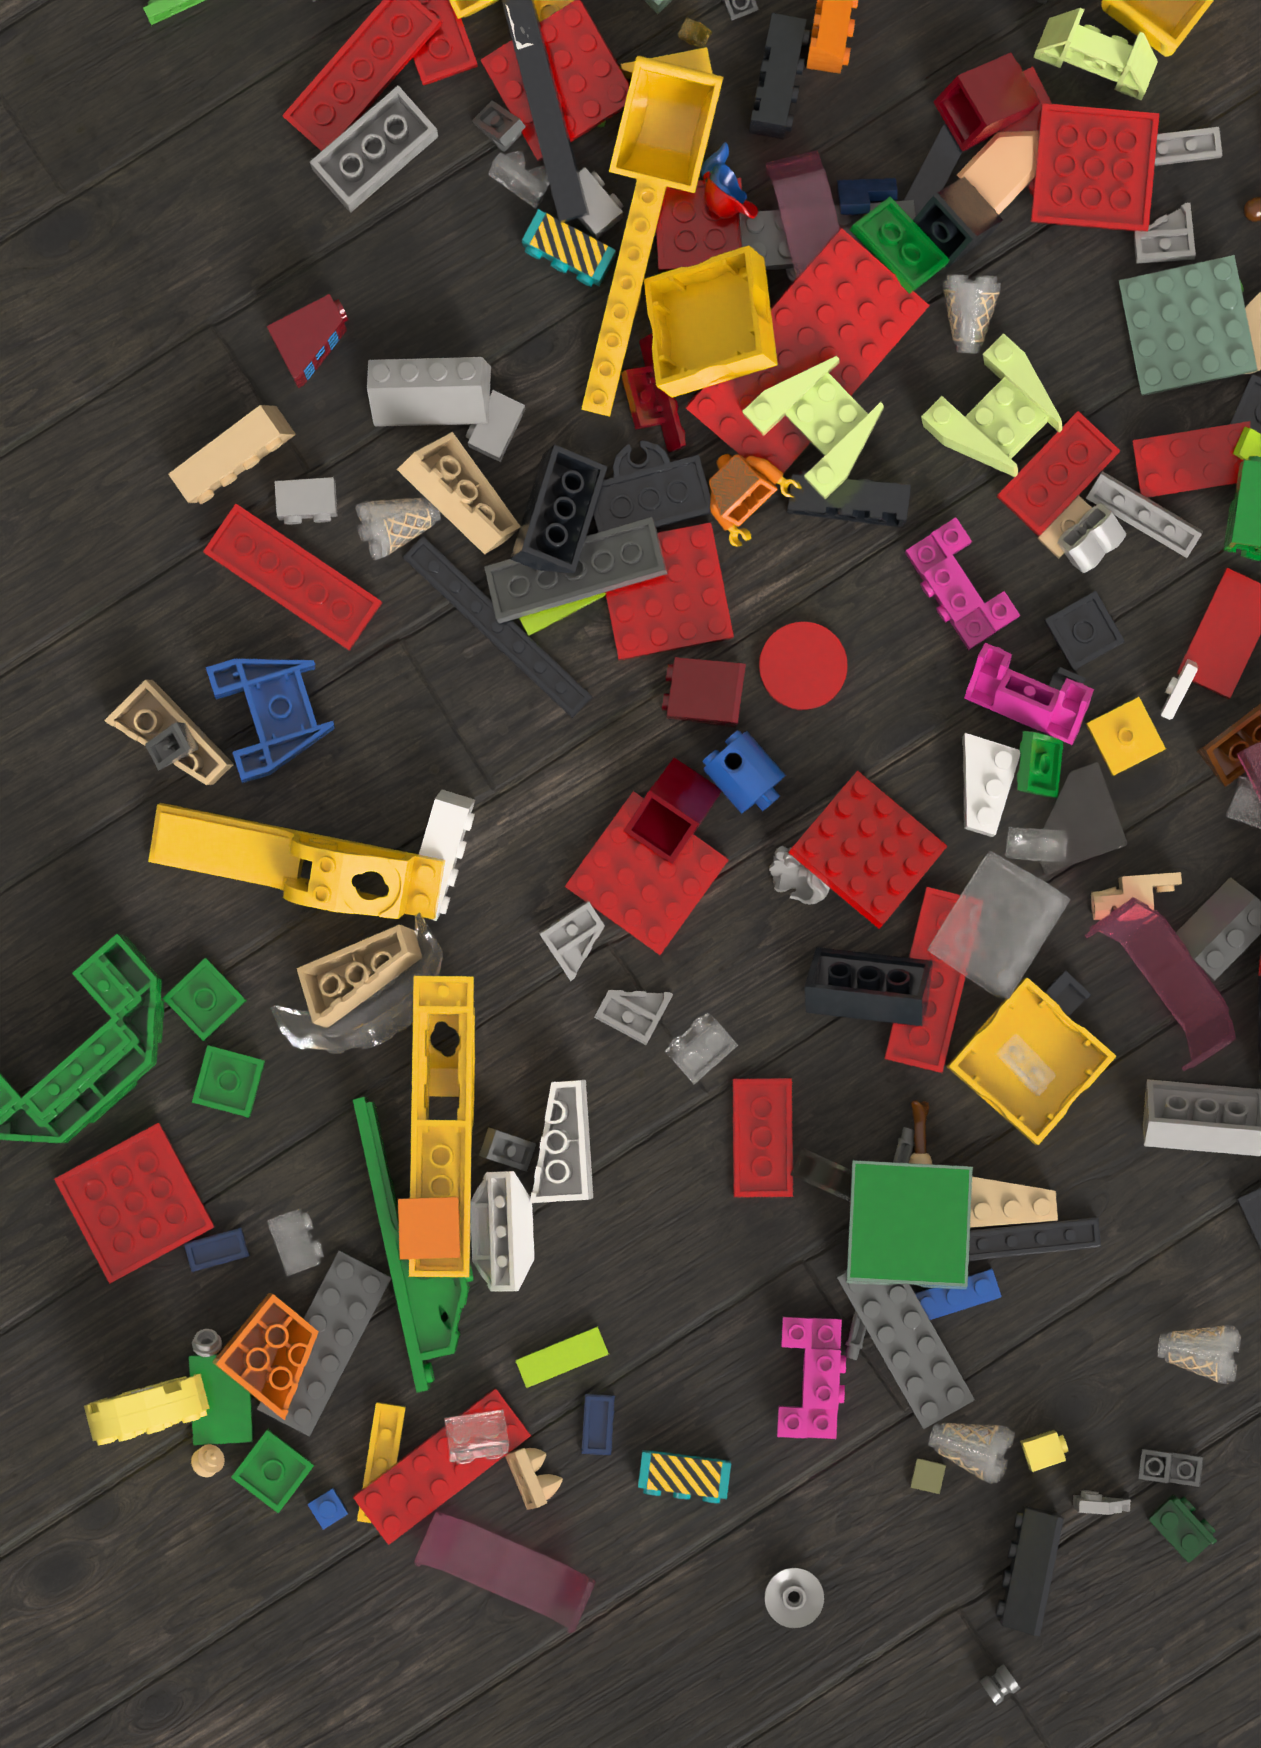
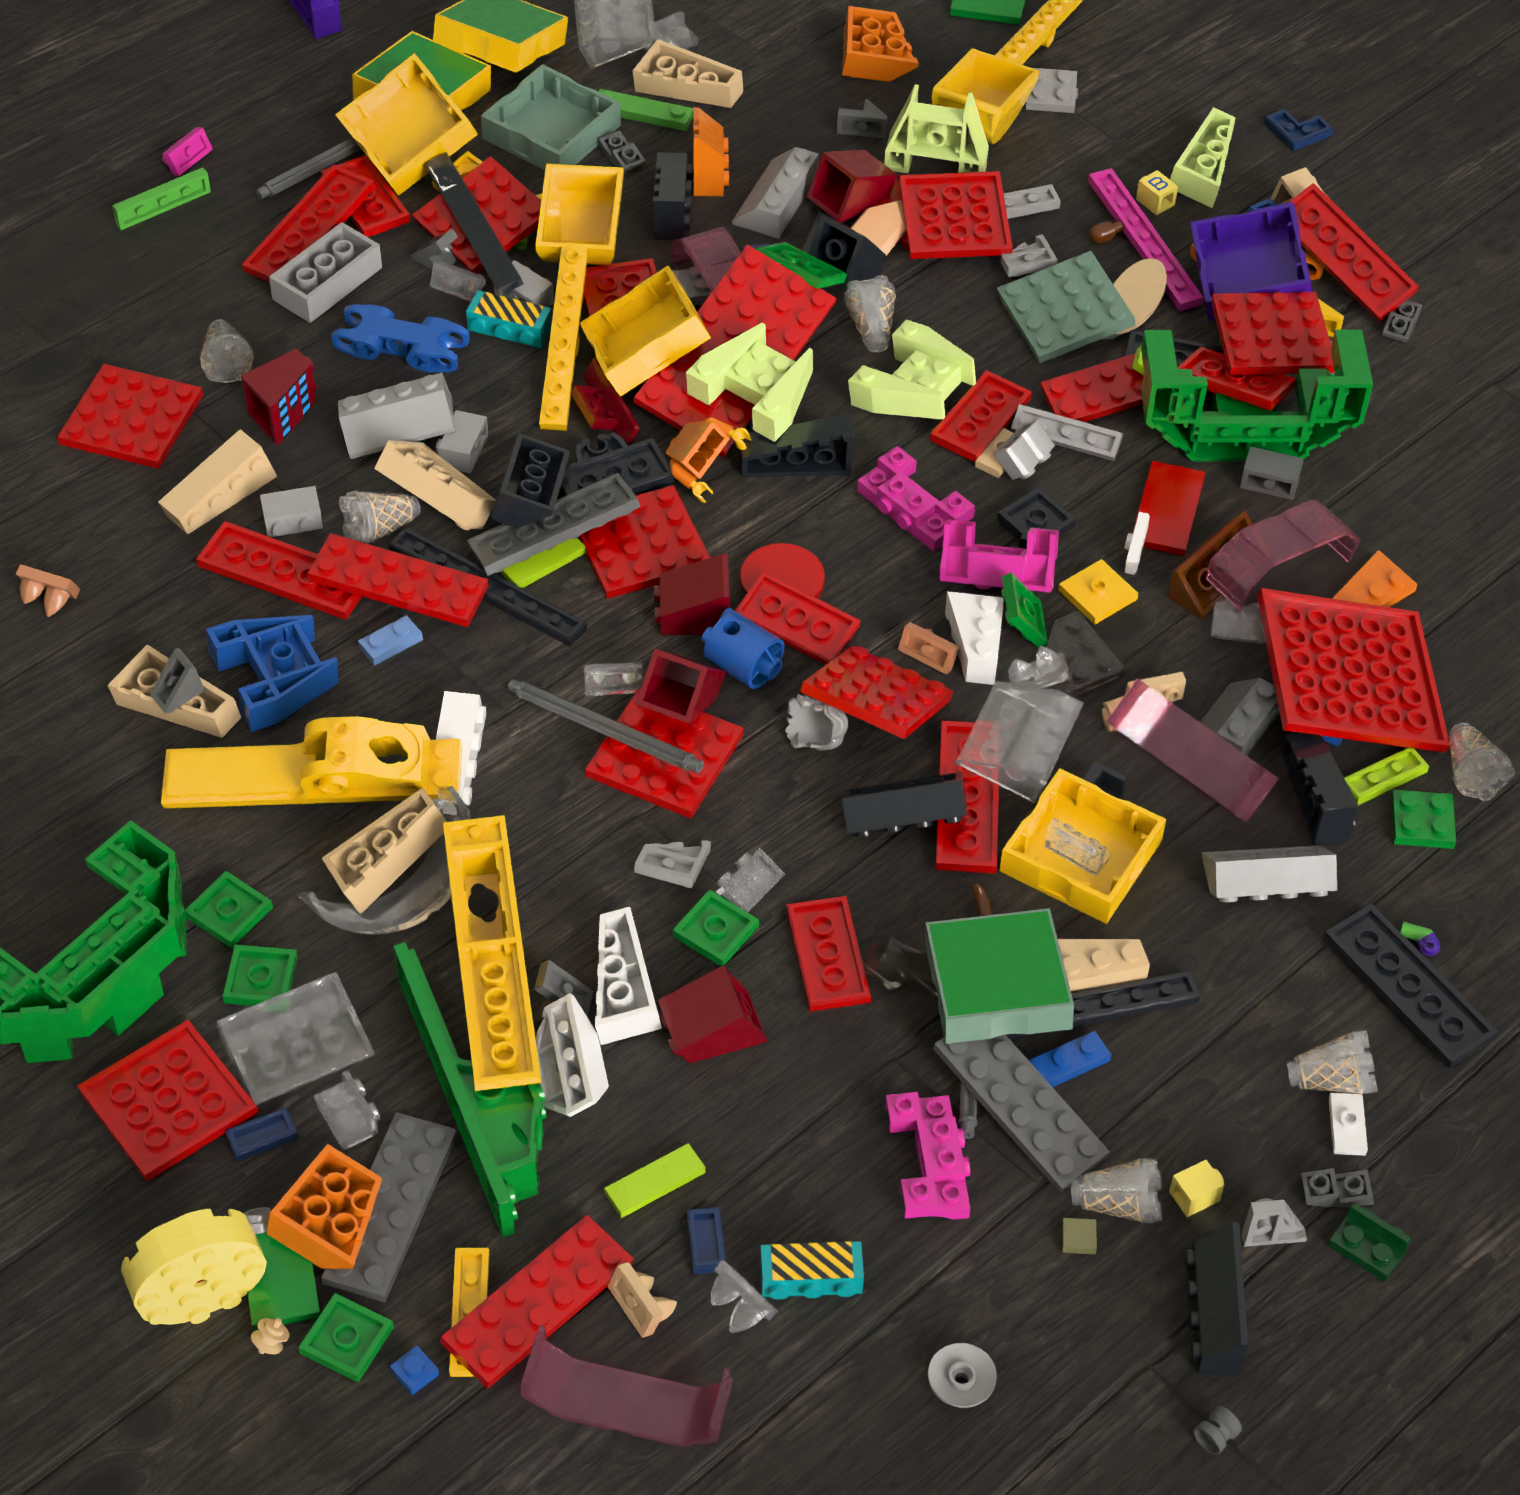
camera: 10 degrees left, 35 degrees down
(59, 566) = (57, 588): none -> nougat tile
(147, 324) = (130, 416): none -> red plate
(252, 253) = (225, 353): none -> clear cone
(254, 1166) = (294, 1038): none -> clear slope
(391, 685) = (390, 640): none -> medium blue plate
(406, 617) = (398, 580): none -> red plate
(427, 249) = (382, 333): none -> blue piece
(429, 1228) = (490, 1032): orange tile -> none
(476, 1436) = (573, 1253): clear bracket -> none
(572, 937) = (600, 809): light grey wing -> none
(589, 843) = (606, 726): none -> dark grey piece
(598, 776) = (613, 678): none -> clear tile
(627, 1496) = (751, 1306): none -> clear tile
(640, 1201) = (711, 1017): none -> dark red slope
(661, 1096) = (715, 928): none -> green plate
(722, 188) = (639, 259): hair -> none
(807, 729) = (798, 618): none -> red tile
(900, 86) = (778, 192): none -> light grey slope
(926, 781) = (928, 648): none -> nougat tile
(1199, 1404) = (1348, 1124): none -> white plate

